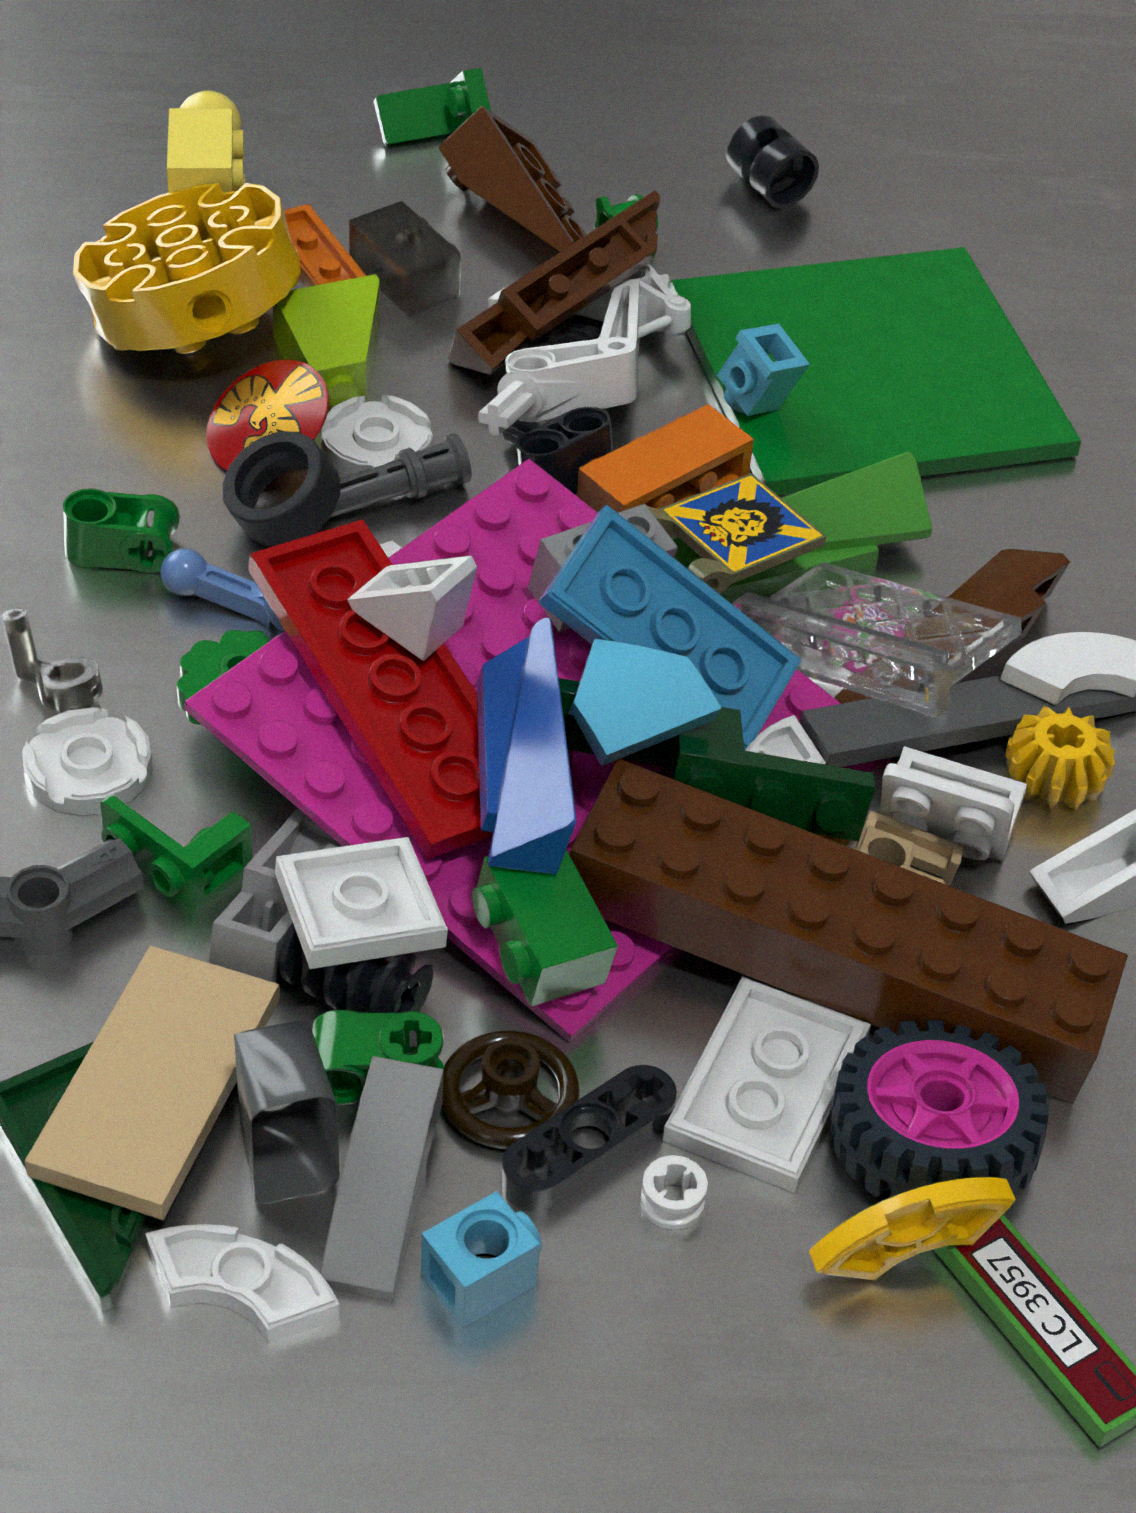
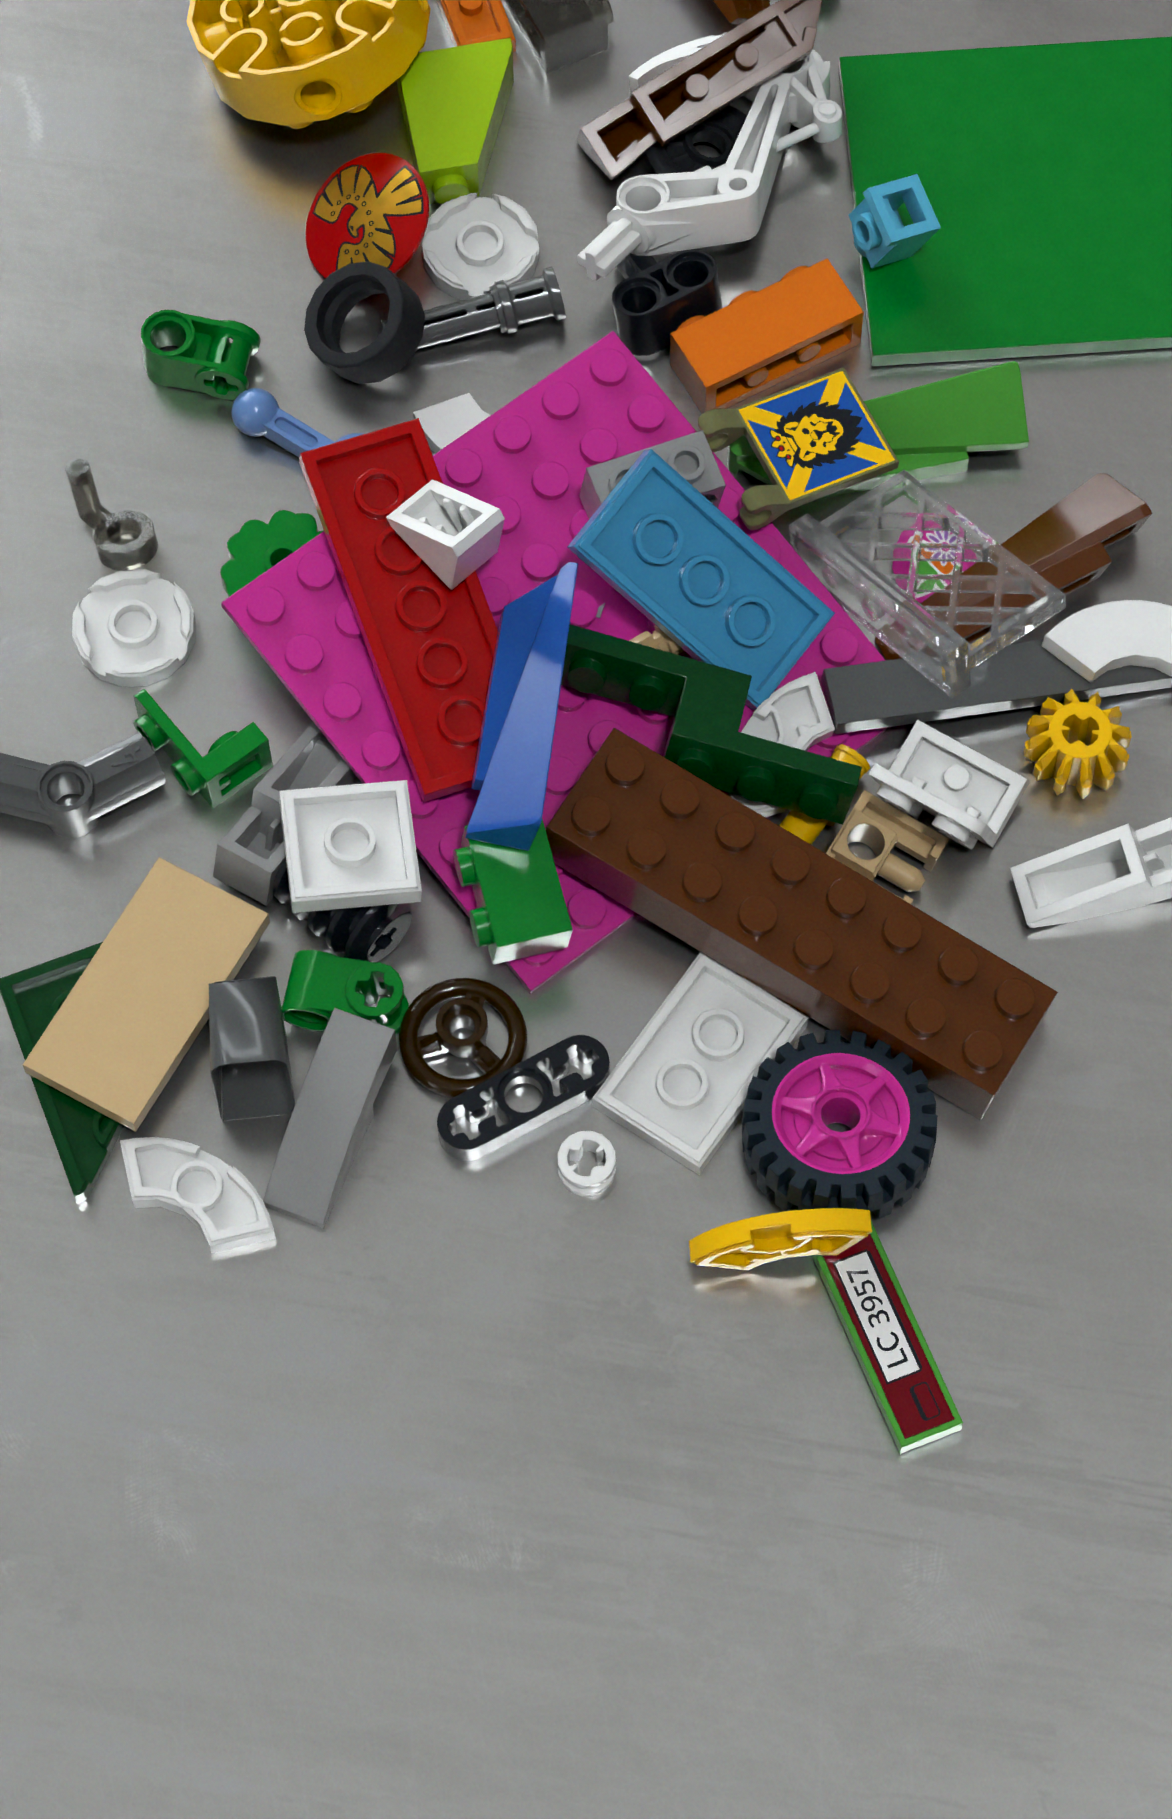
camera: 15 degrees right, 20 degrees up
(476, 1285) = (396, 1234): medium azure brick -> none
(638, 698) = (641, 668): medium azure slope -> none

